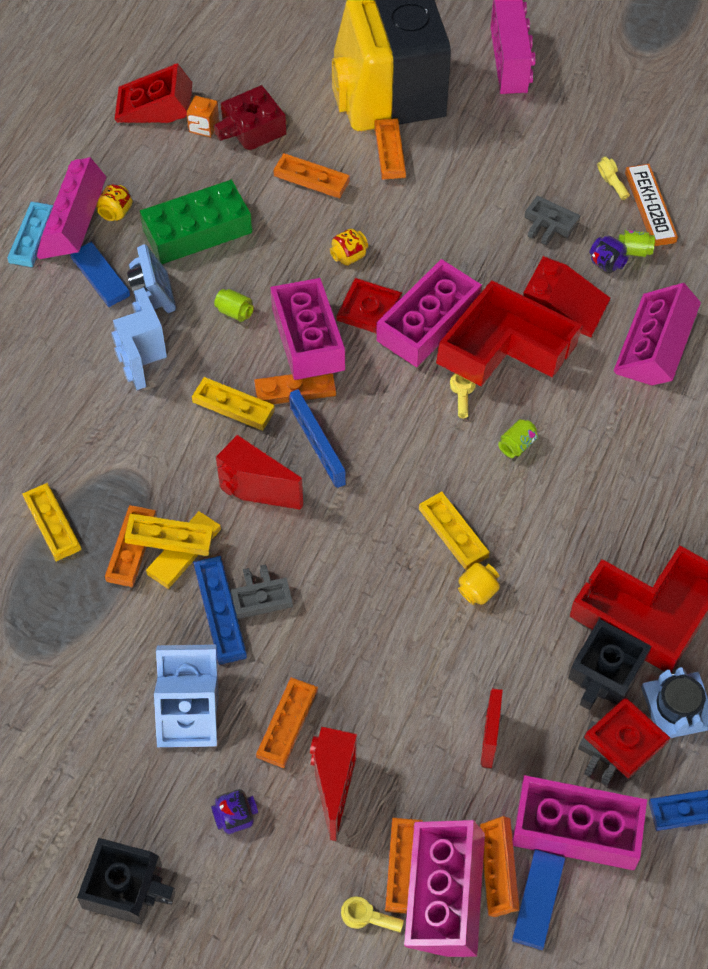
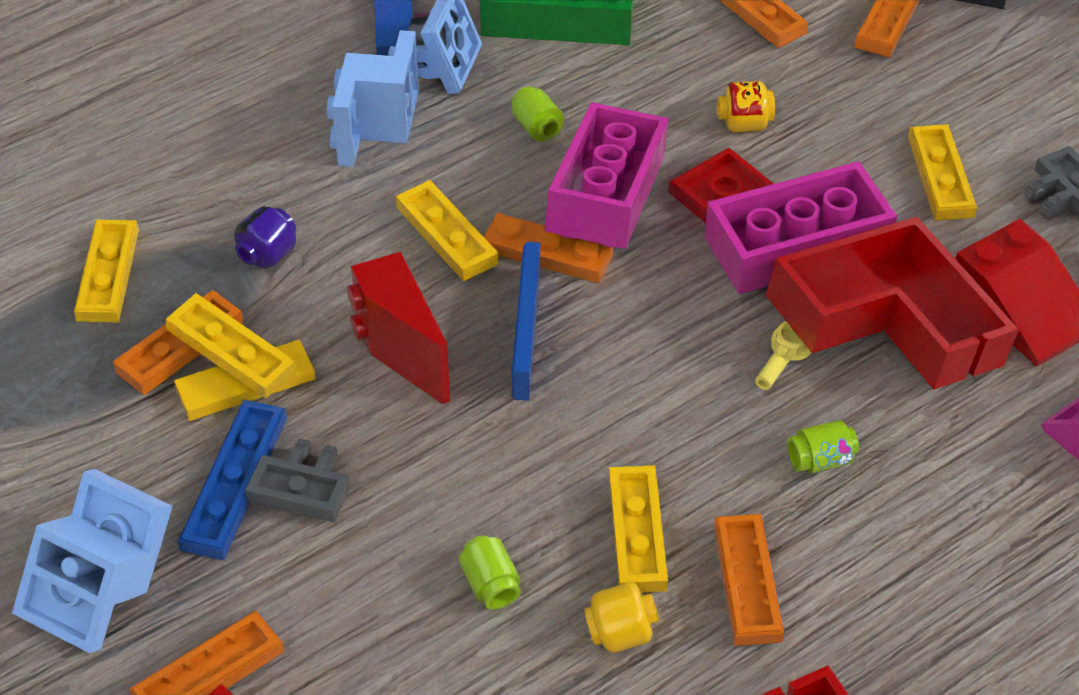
camera: 30 degrees right, 10 degrees down
(134, 457) = (265, 237): none -> dark purple head
(395, 593) = (490, 572): none -> lime brick
(476, 240) = (942, 172): none -> yellow tile
(525, 530) = (748, 580): none -> orange plate

